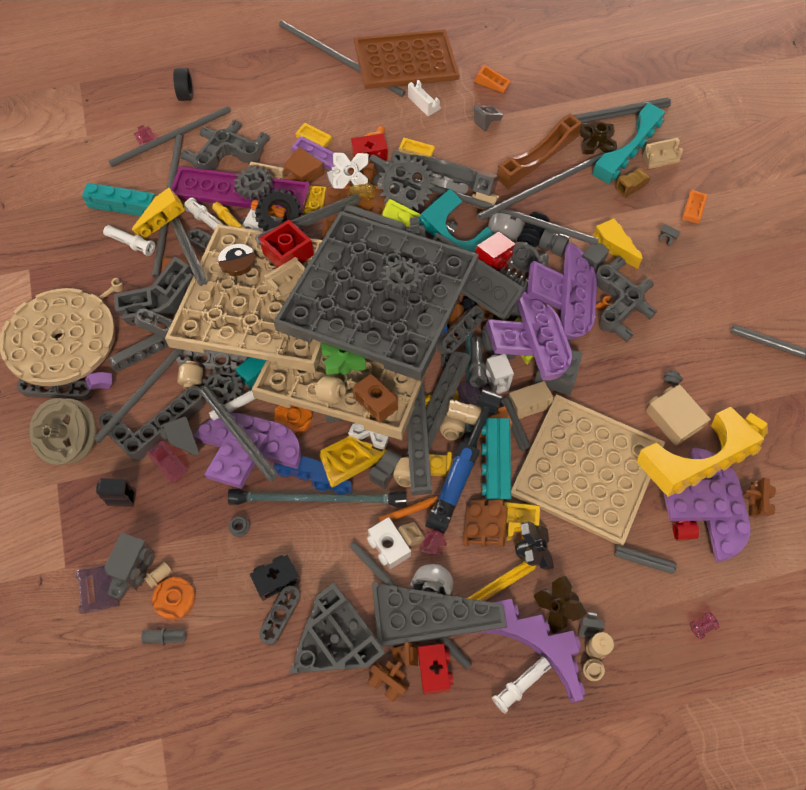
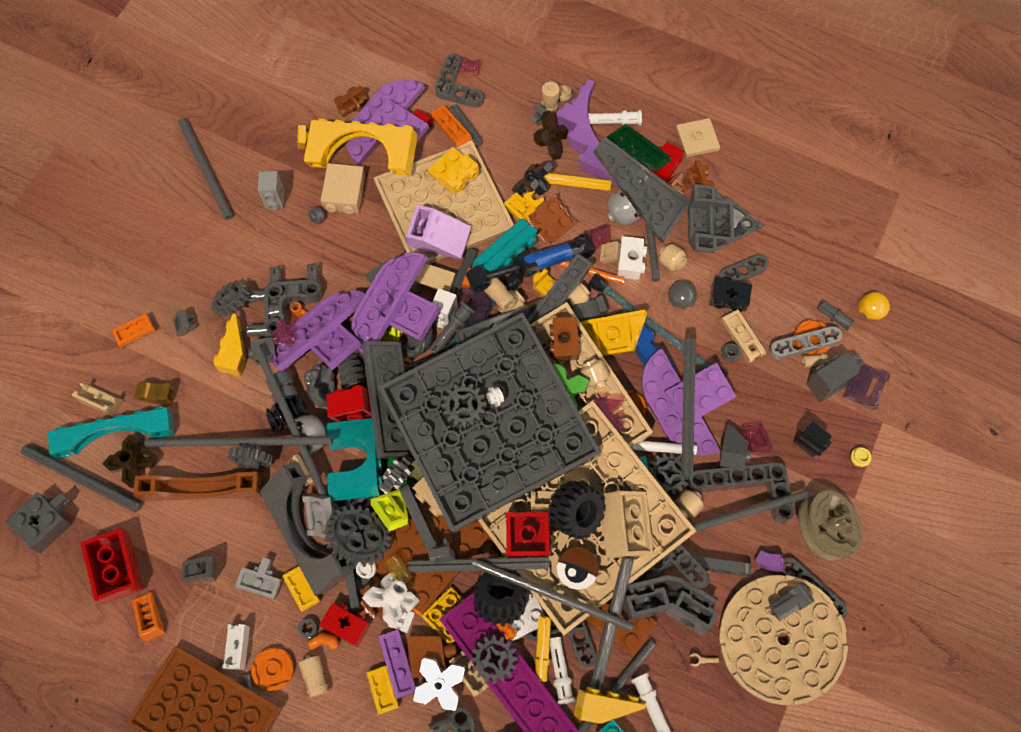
camera: 140 degrees left, 5 degrees up
(61, 357) = (795, 600): none -> dark grey piece
(68, 518) = (860, 457): none -> light yellow plate
(132, 676) = (874, 305): none -> yellow hair
(171, 578) = (804, 340): none -> light grey beam
(219, 301) = (626, 524): none -> tan slope
(238, 548) = (743, 336): none -> tan plate
(240, 231) = (553, 594): none -> dark grey piece
(261, 274) = (576, 509): none -> black tyre
(278, 154) = (448, 677): none -> white plant
(299, 372) = (609, 406): none -> clear pink slope
(318, 547) = (682, 294): none -> dark grey hair
(338, 204) = (442, 554): none -> dark grey tile
(352, 573) = (672, 257): none -> tan head
(363, 115) = (313, 675): none -> tan piece
(385, 297) = (495, 396): none -> white plate
(391, 106) = (272, 669): none -> orange tile
(391, 131) = (307, 635): none -> dark grey bush
(427, 733) = (697, 137): none -> tan plate
(446, 136) = (259, 580): none -> light grey hinge
(479, 657) = (639, 147): none -> dark green wing
(525, 181) = (249, 457): none -> dark grey gear
(540, 81) = (111, 566): none -> red brick
(563, 426) = (437, 233): none -> lavender slope
(591, 268) = (283, 333): none -> clear pink tile
(607, 497) = (454, 170): none -> yellow plate
(609, 73) = (40, 521): none -> dark grey hinge
(656, 544) = (450, 126): none -> orange tile
(657, 268) = (230, 298): none -> dark grey gear
(696, 588) = (452, 88): none -> dark grey beam
(724, 362) = (271, 190): none -> light grey brick

